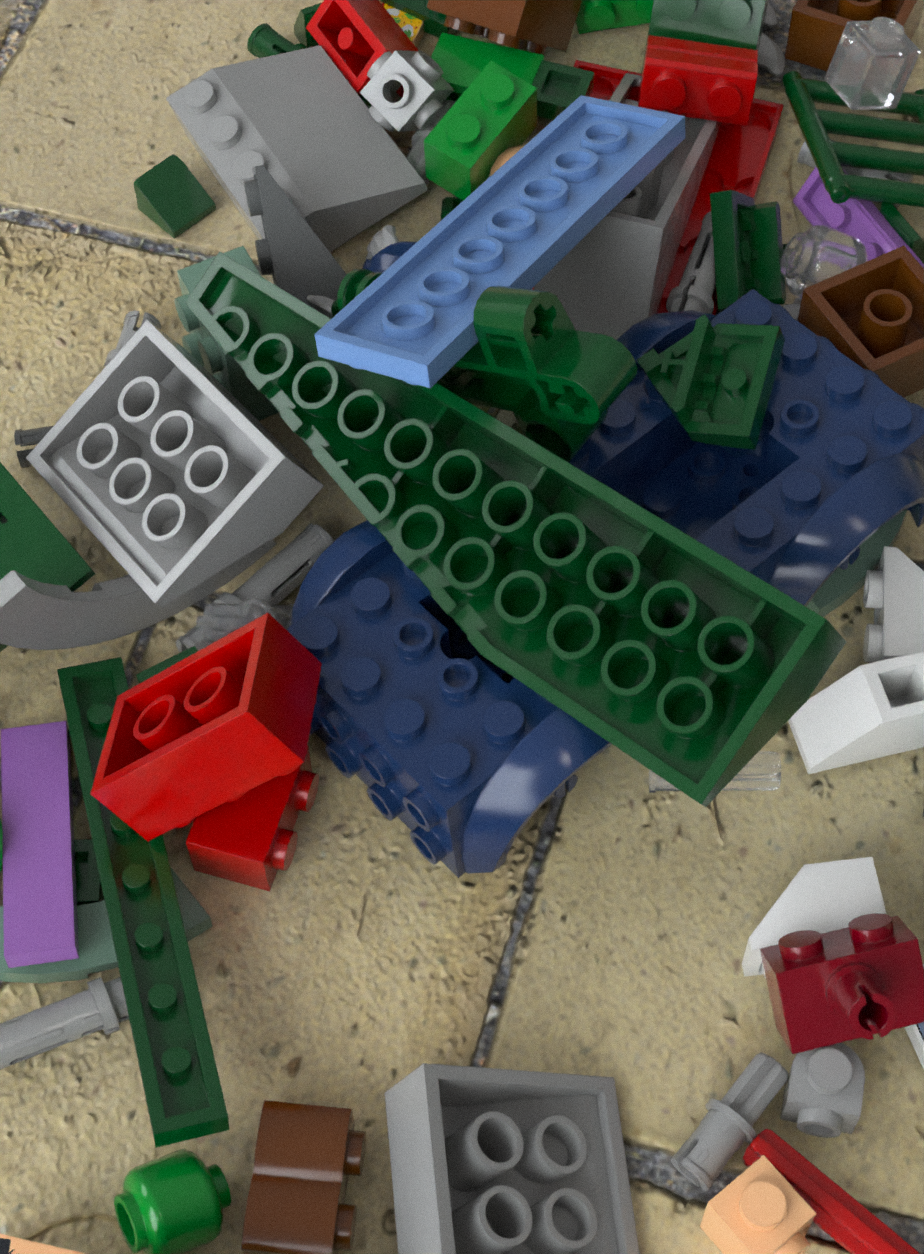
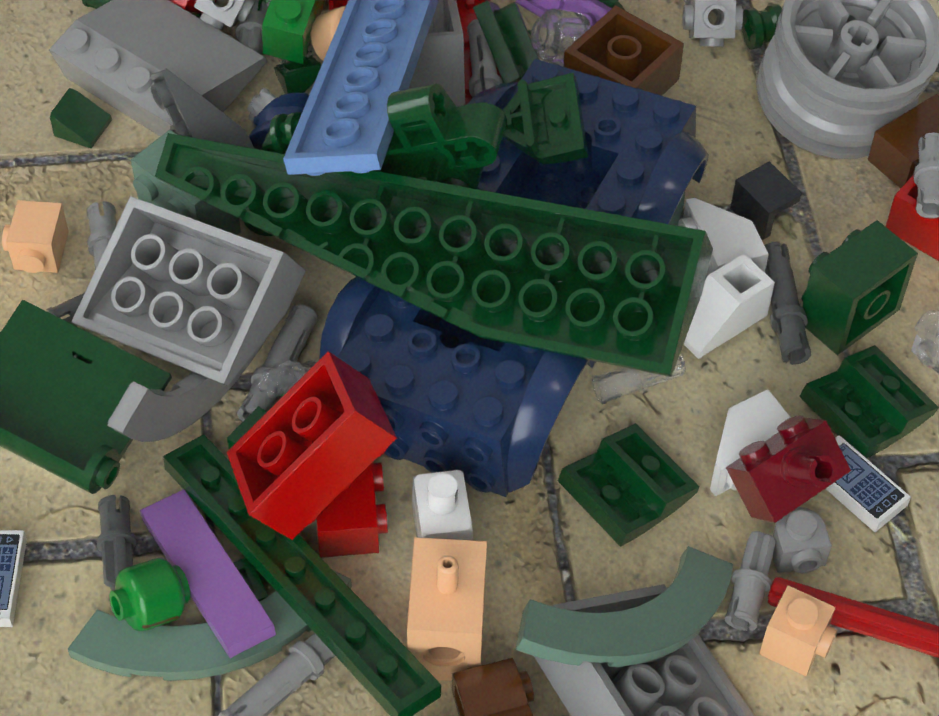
camera: 25 degrees left, 5 degrees down
(49, 333) = (36, 236): none -> light nougat brick
(294, 1008) = (446, 604): none -> light nougat piece
(354, 881) = (441, 506): none -> white torso
(524, 1144) = (634, 633): none -> sand green tile
(630, 918) = (628, 484): none -> dark green slope

